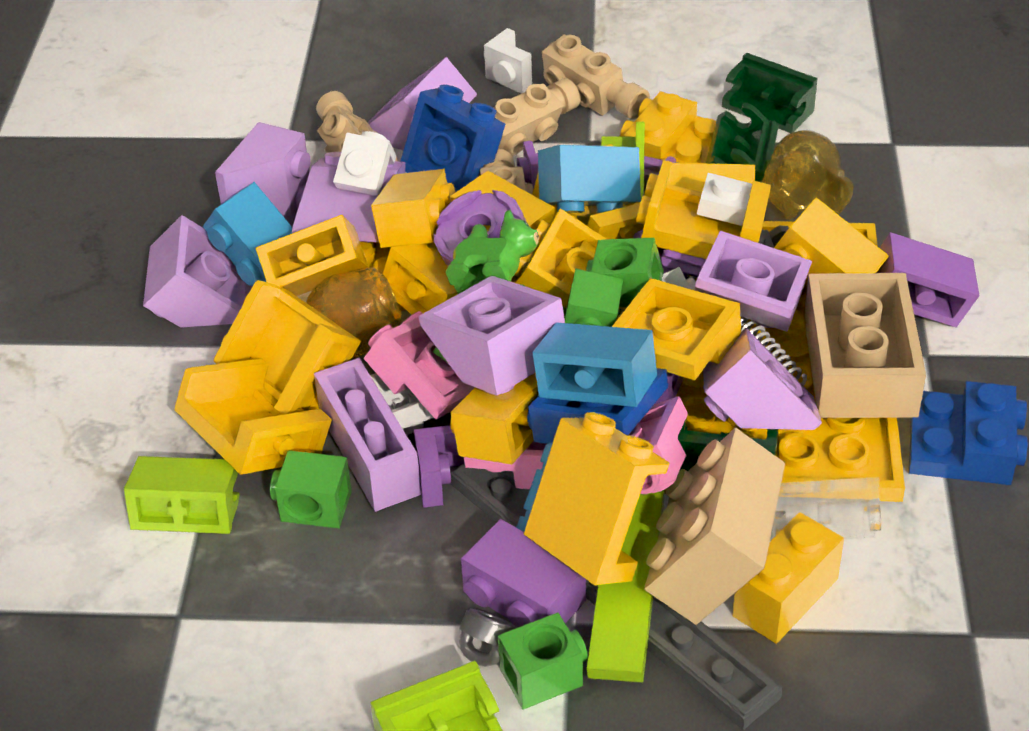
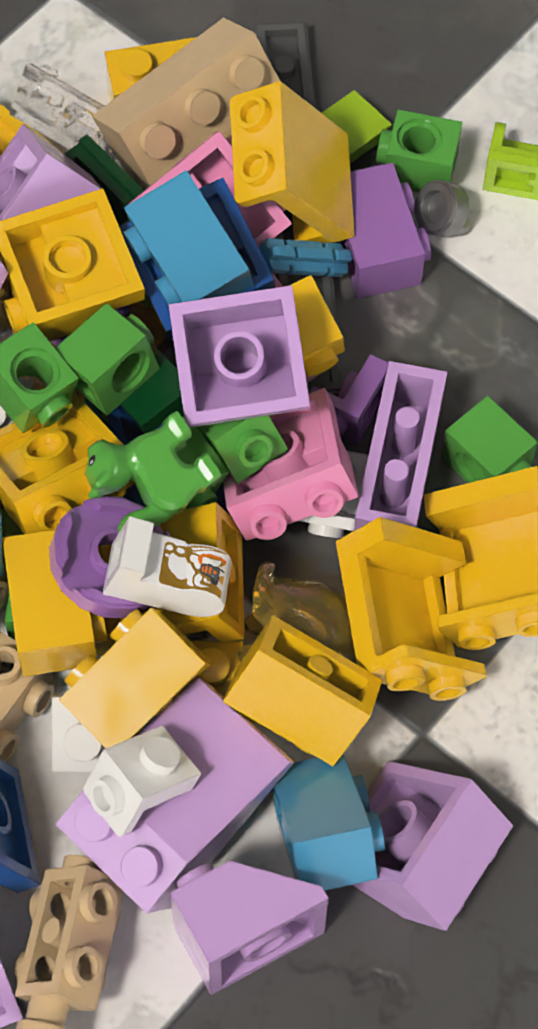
camera: 145 degrees left, 20 degrees up
(433, 222) = (166, 571): none -> white leg

